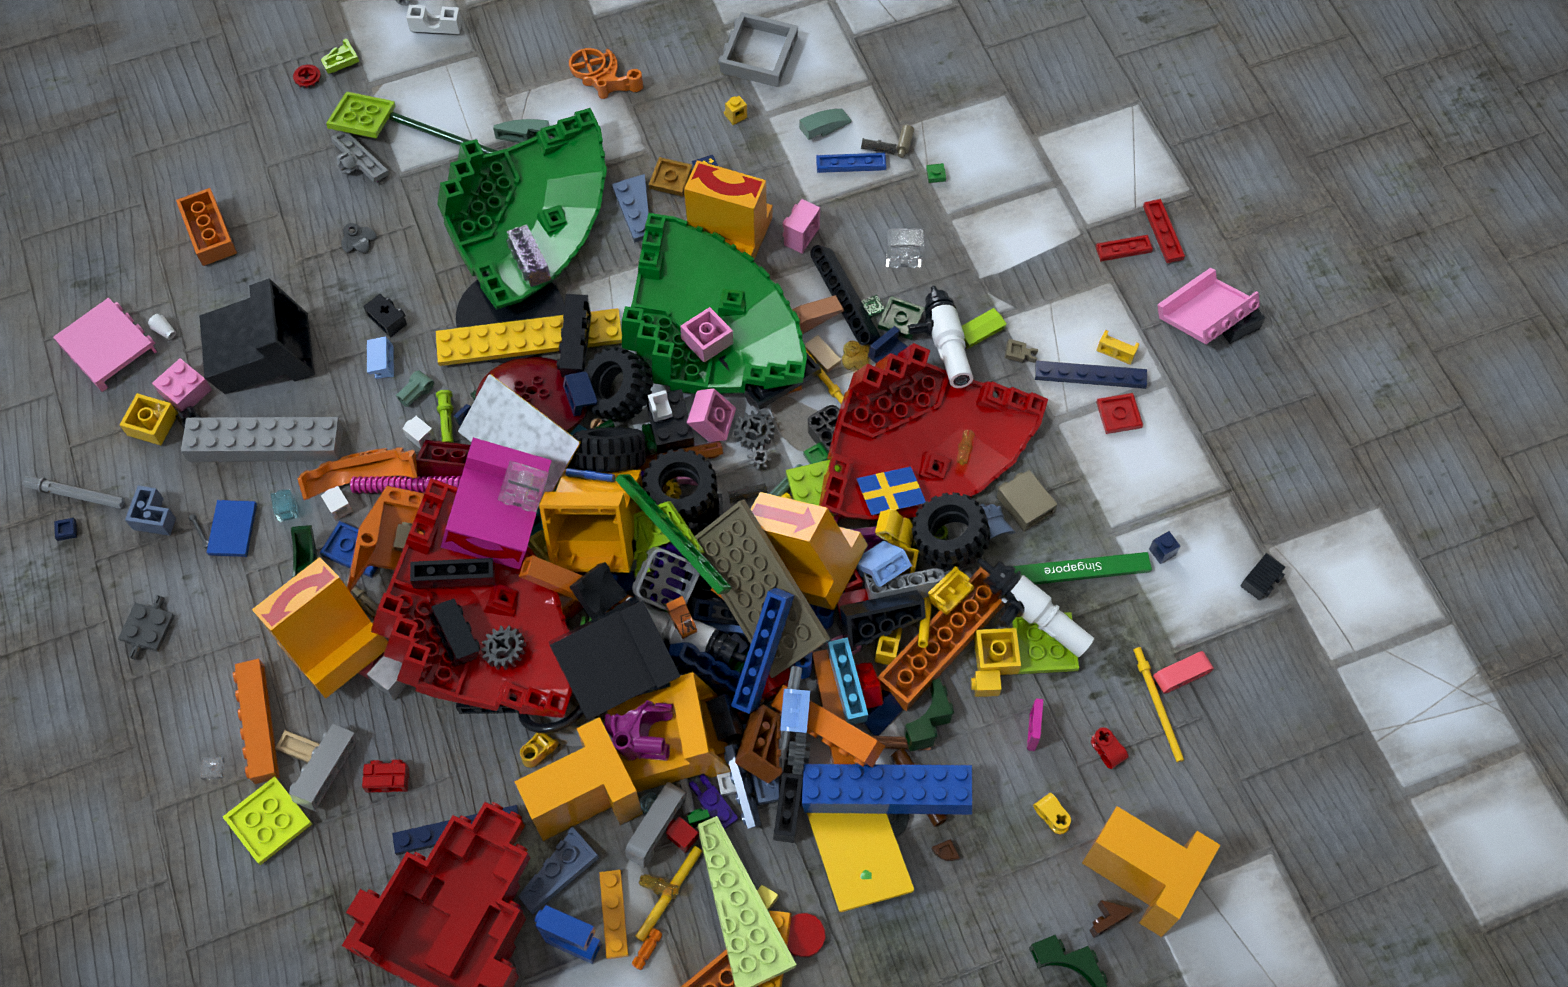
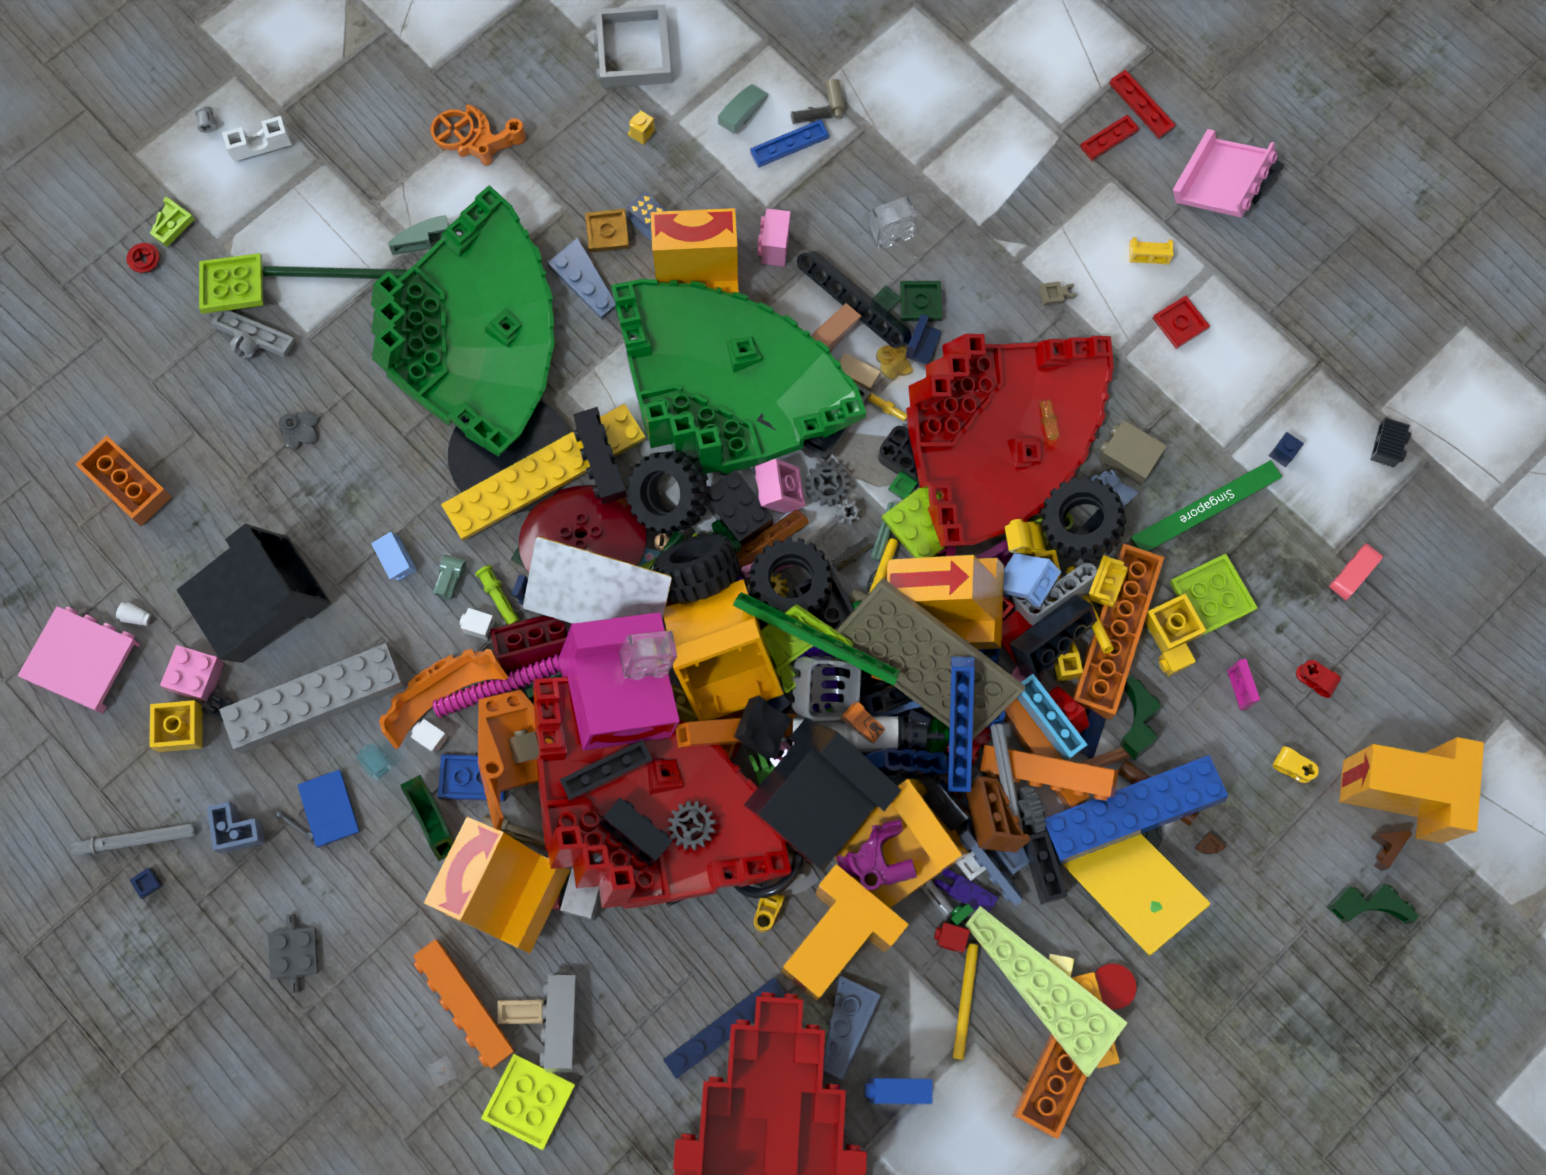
camera: 25 degrees left, 10 degrees up
(385, 315) = (384, 514): black brick -> none
(385, 776) = (628, 1005): red brick -> none
(528, 256) = (503, 381): brick -> none
(579, 392) = (634, 516): dark blue panel -> none
(591, 475) = (695, 606): blue piece -> none
(613, 914) = (921, 1045): light orange plate -> none
(642, 843) = (925, 941): light grey beam -> none
(647, 800) = (910, 917): clear light blue wheel -> none
(647, 949) = (970, 1065): orange axle -> none
(659, 406) = (726, 499): white panel -> none
(659, 886) = (954, 999): clear yellow axle -> none
(706, 334) = (737, 400): bright pink brick -> none
(795, 710) = (1015, 770): light blue hinge -> none
(891, 490) = (1000, 497): blue sticker -> none
(936, 173) = (883, 123): green plate -> none
(948, 336) = (980, 304): white piece -> none
(982, 327) = (1005, 281): lime piece -> none
(1028, 601) = (1196, 565): white piece -> none
(1091, 374) = (1135, 290): dark blue plate -> none
(1144, 668) = (1316, 581): yellow bar -> none

